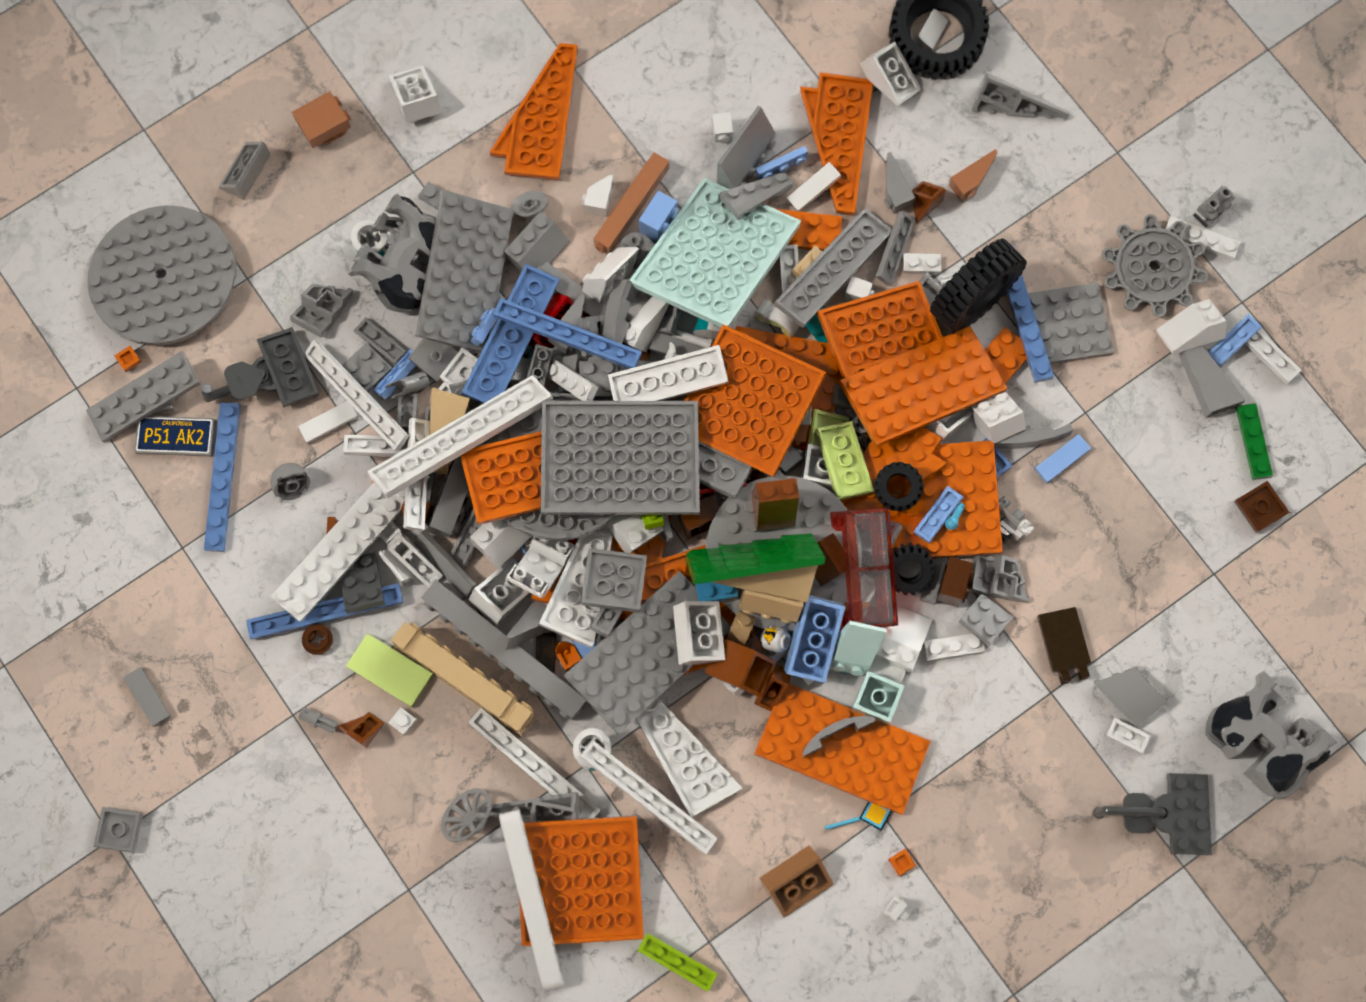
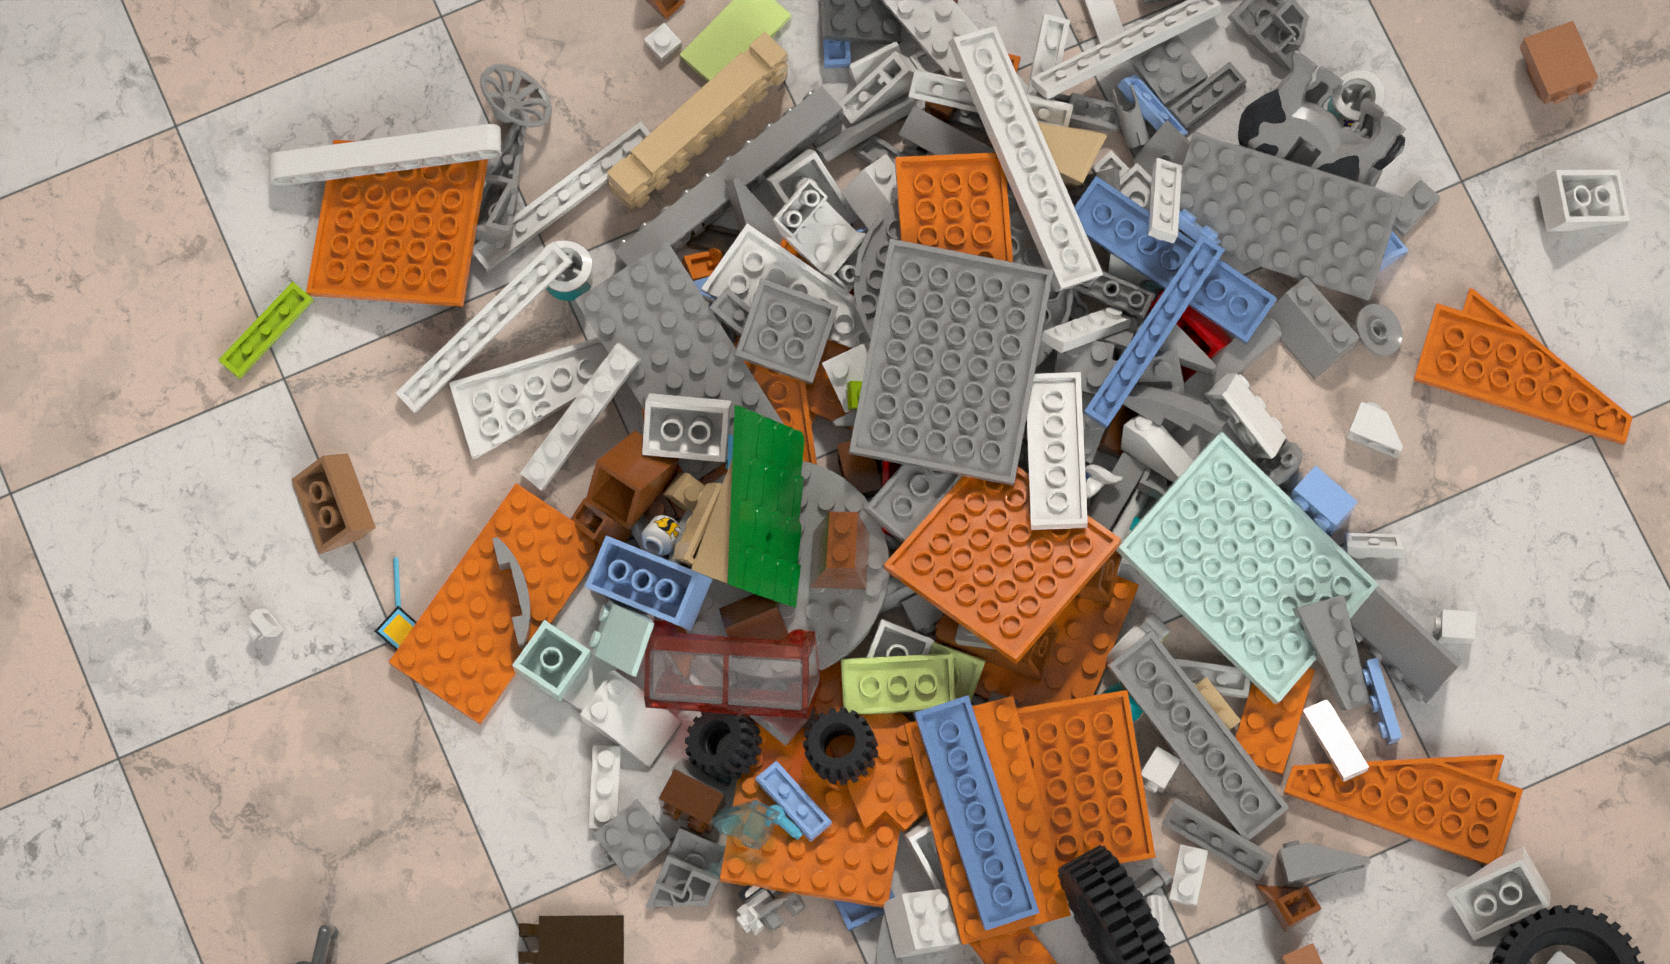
camera: 100 degrees right, 0 degrees up
(470, 344) = (1165, 200): none -> white plate
(631, 203) = (1355, 472): nougat brick -> none
(678, 184) = (1373, 545): none -> white plate
(700, 714) = (580, 416): none -> white plate
(902, 862) = (326, 649): orange tile -> none
(924, 388) = (976, 813): none -> medium blue plate
(963, 538) = (748, 822): none -> clear light blue slope

